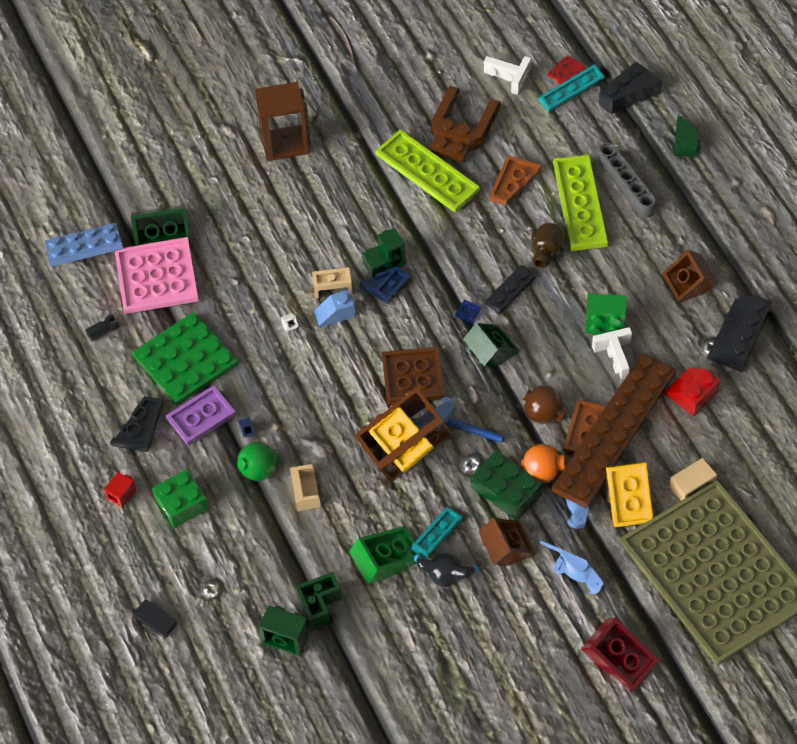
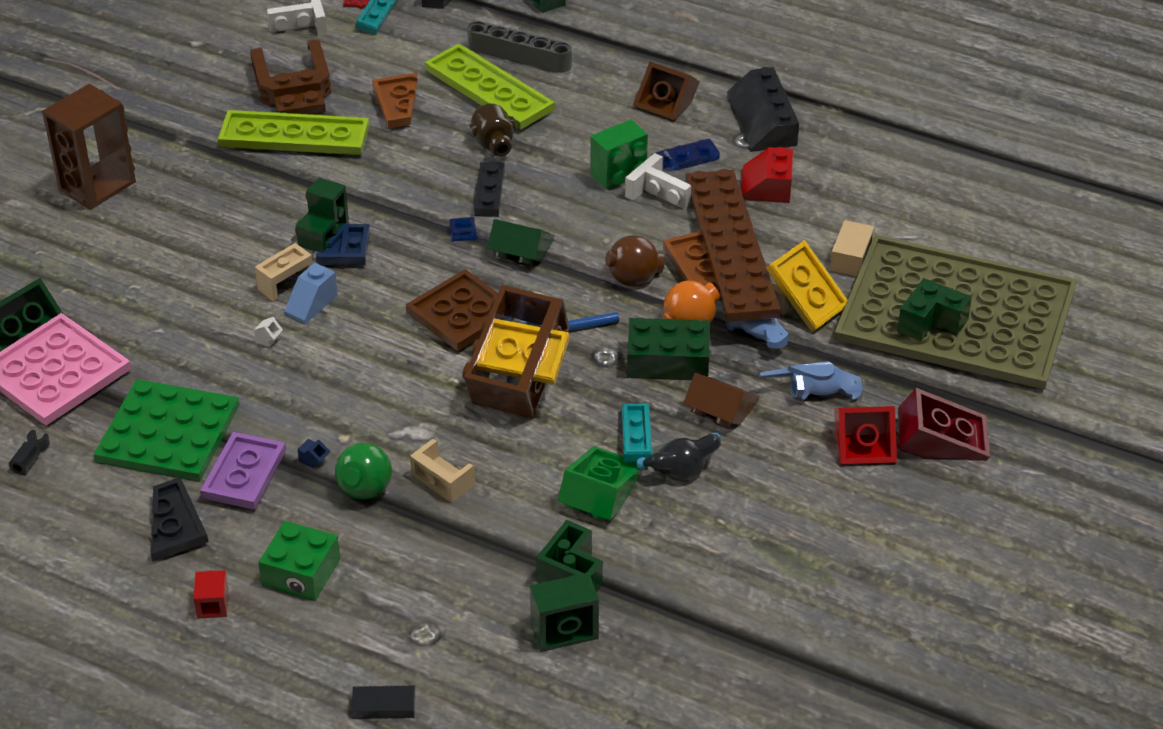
camera: 40 degrees left, 15 degrees down
(569, 624) = (866, 434): none -> red slope
(658, 337) = (689, 155): none -> clear blue hinge
(688, 560) = (933, 306): none -> dark green brick

